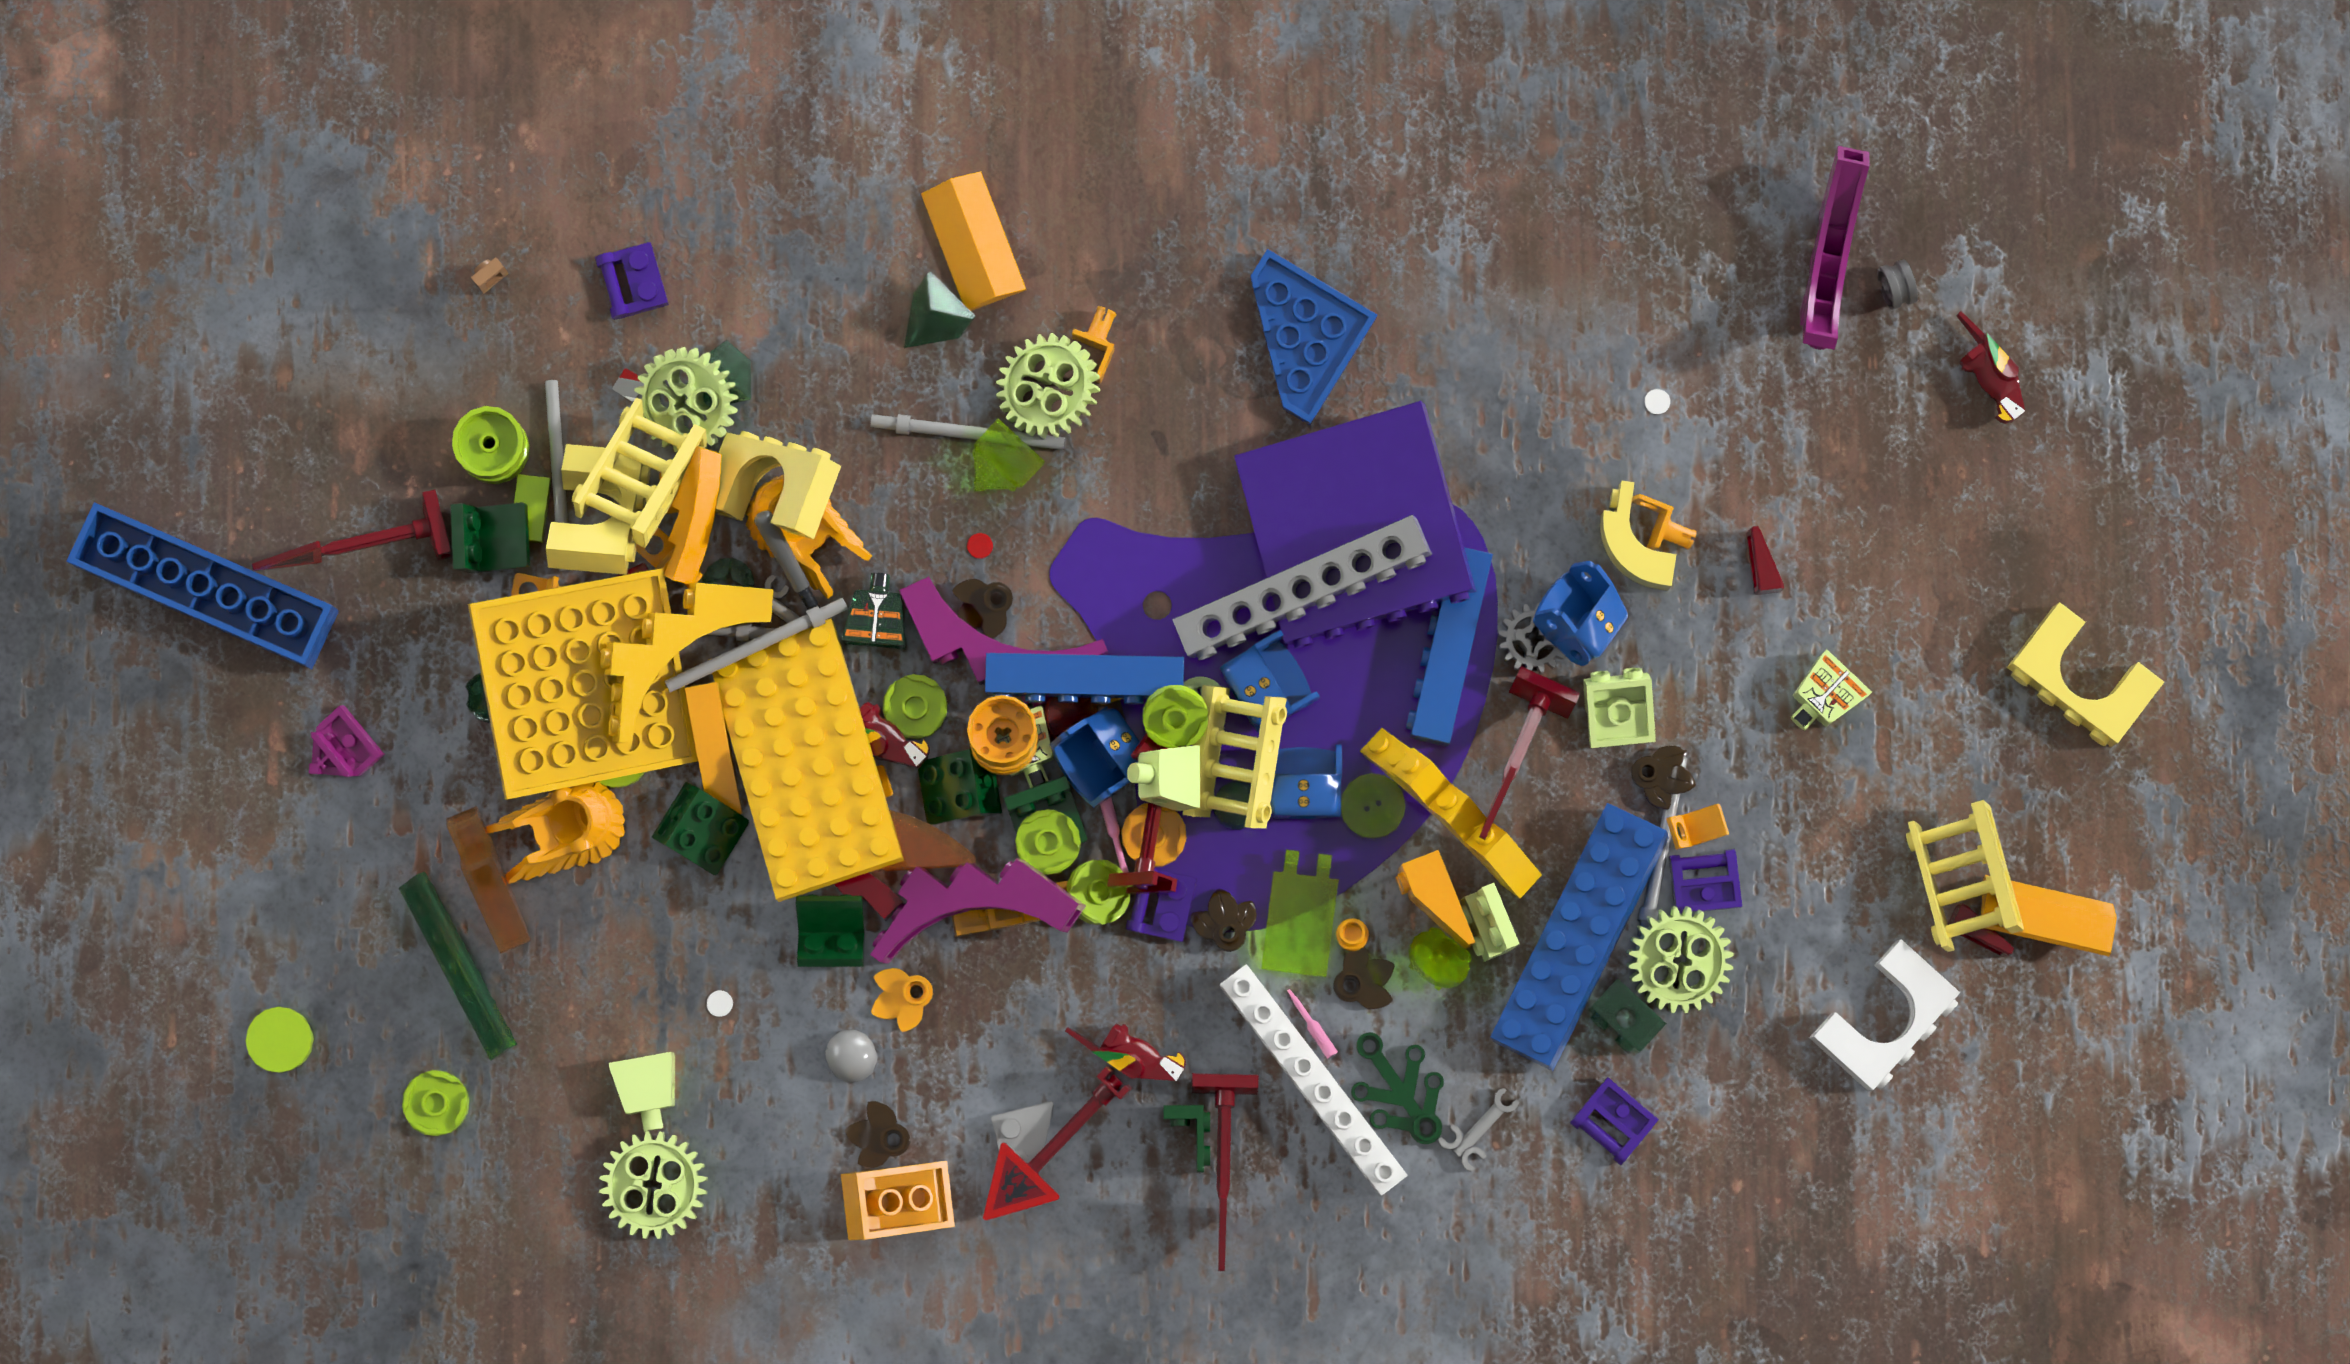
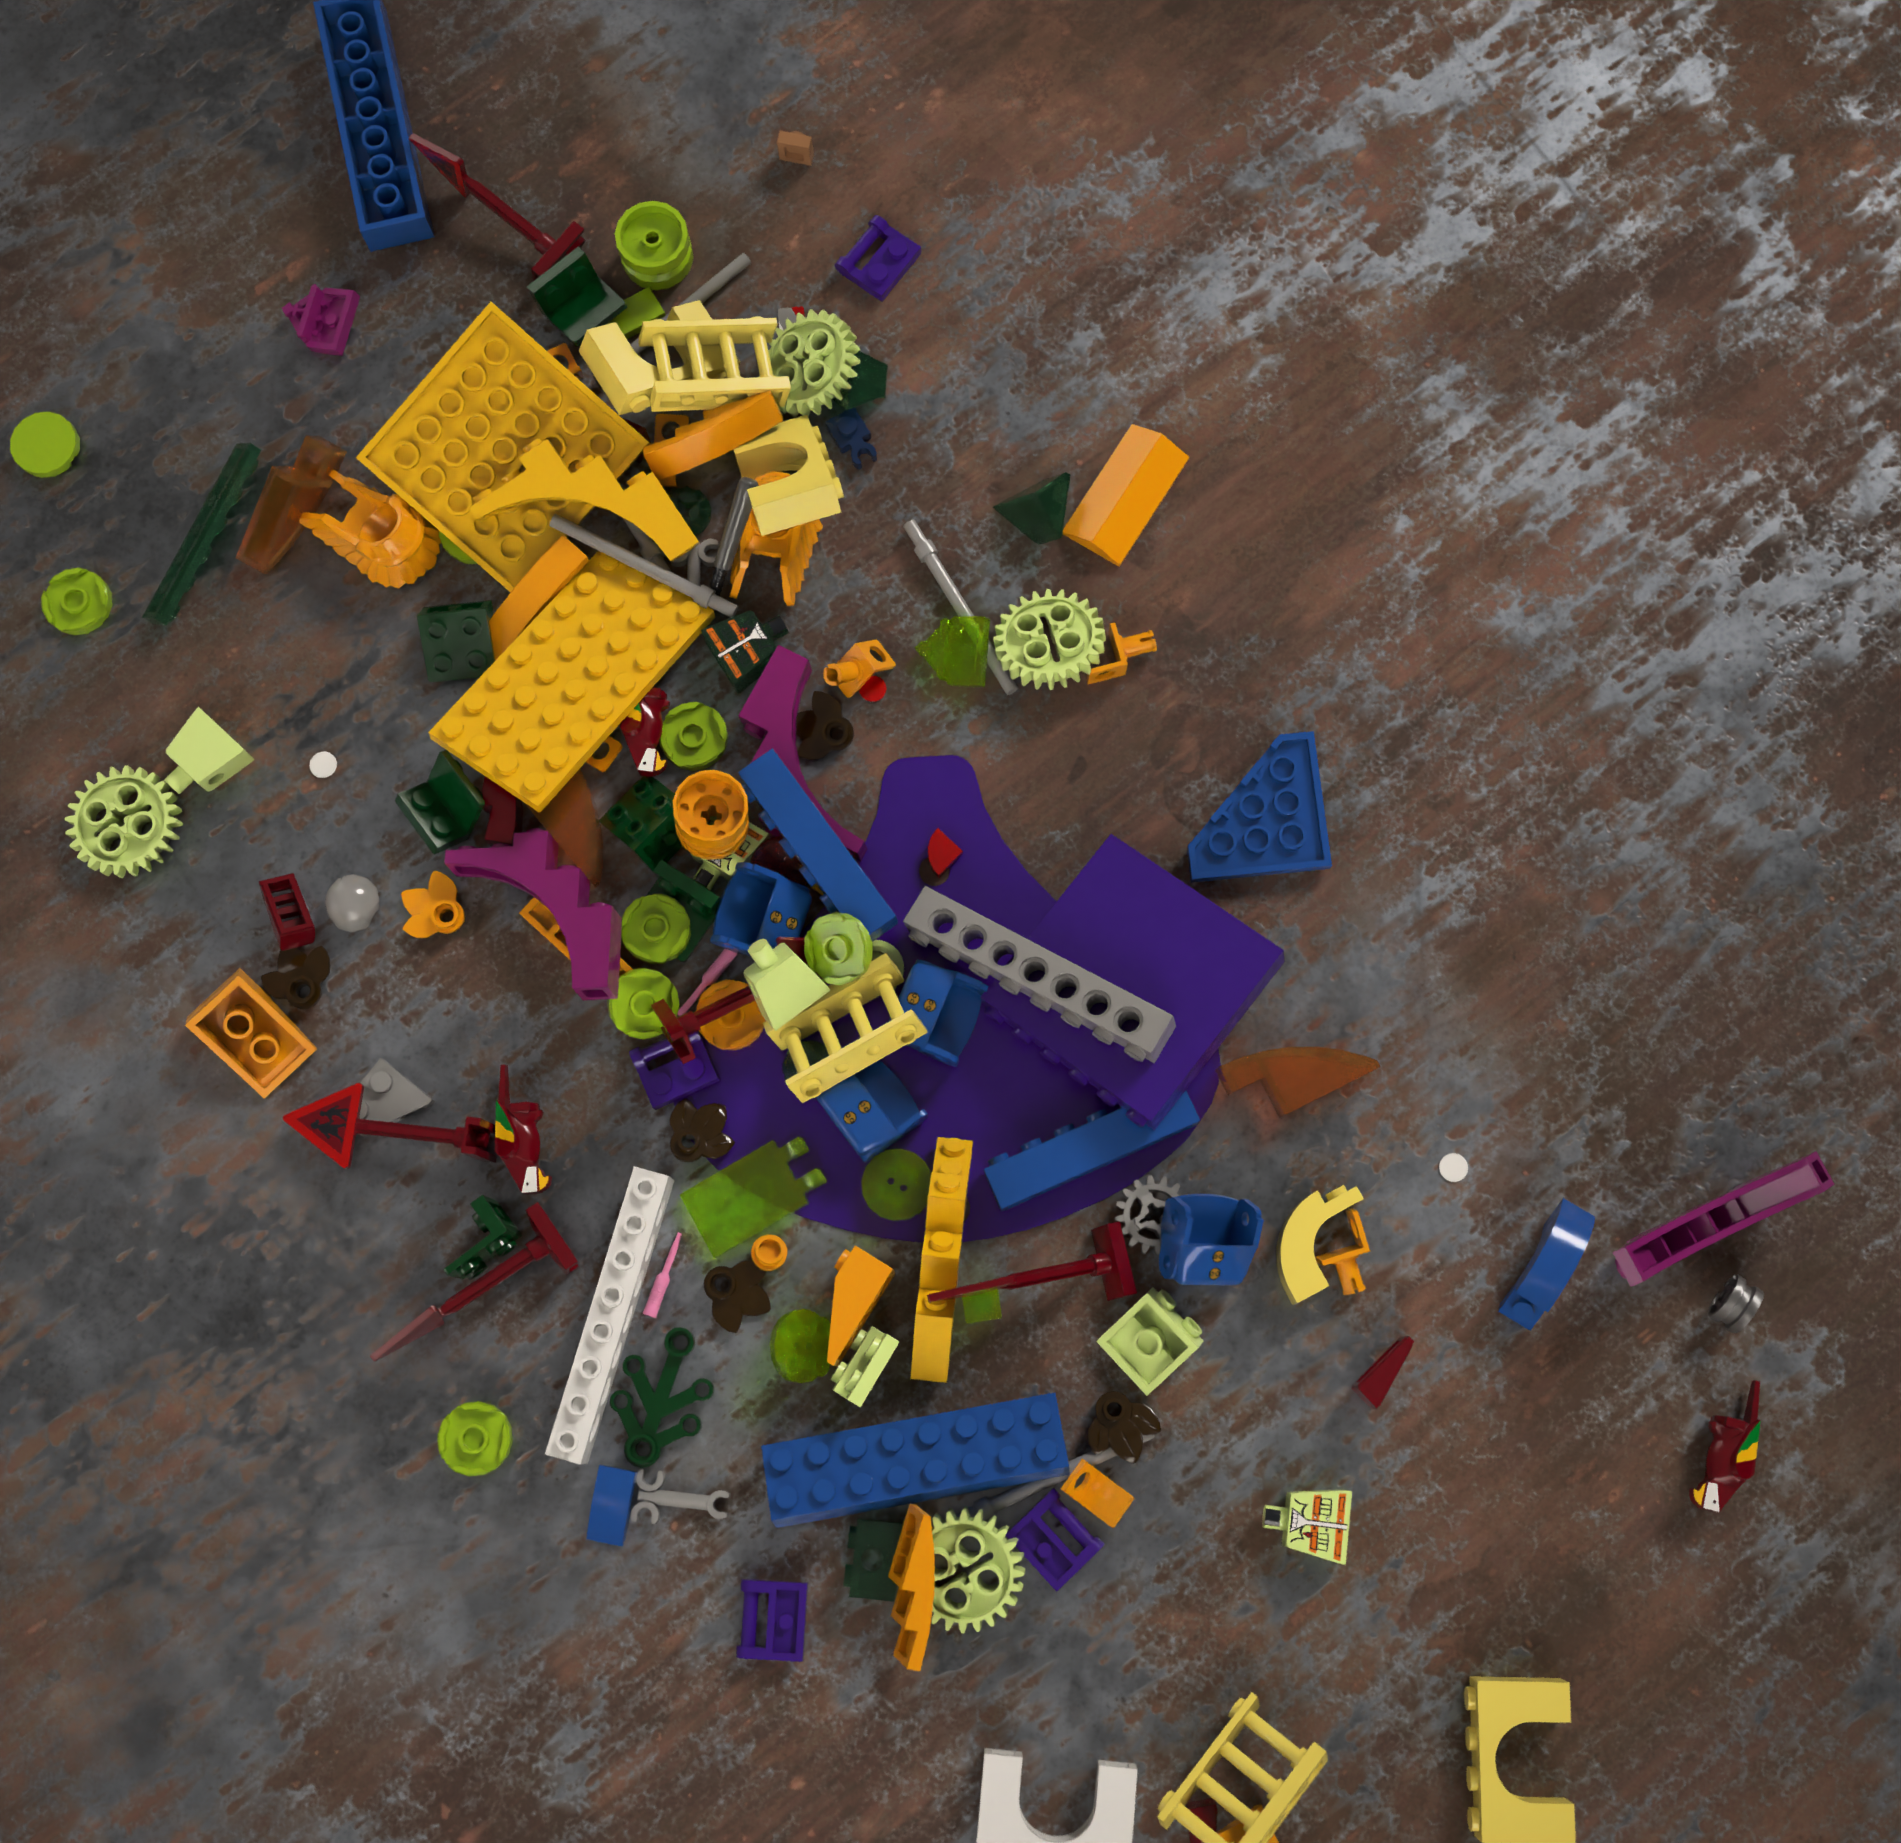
camera: 60 degrees right, 5 degrees down
(762, 411) = (851, 434): none -> dark blue plate
(830, 1122) = (292, 932): none -> dark red slope
(958, 544) = (857, 667): none -> light orange bracket
(1149, 589) = (942, 852): none -> red tile
(1327, 1244) = (475, 1438): none -> lime tile
(1449, 1178) = (611, 1505): none -> blue slope
(1508, 811) = (982, 1307): none -> clear neon green plate
(1509, 462) = (1295, 1074): none -> clear orange slope
(1660, 993) = (915, 1575): none -> light orange slope
(1777, 388) = (1551, 1265): none -> blue arch

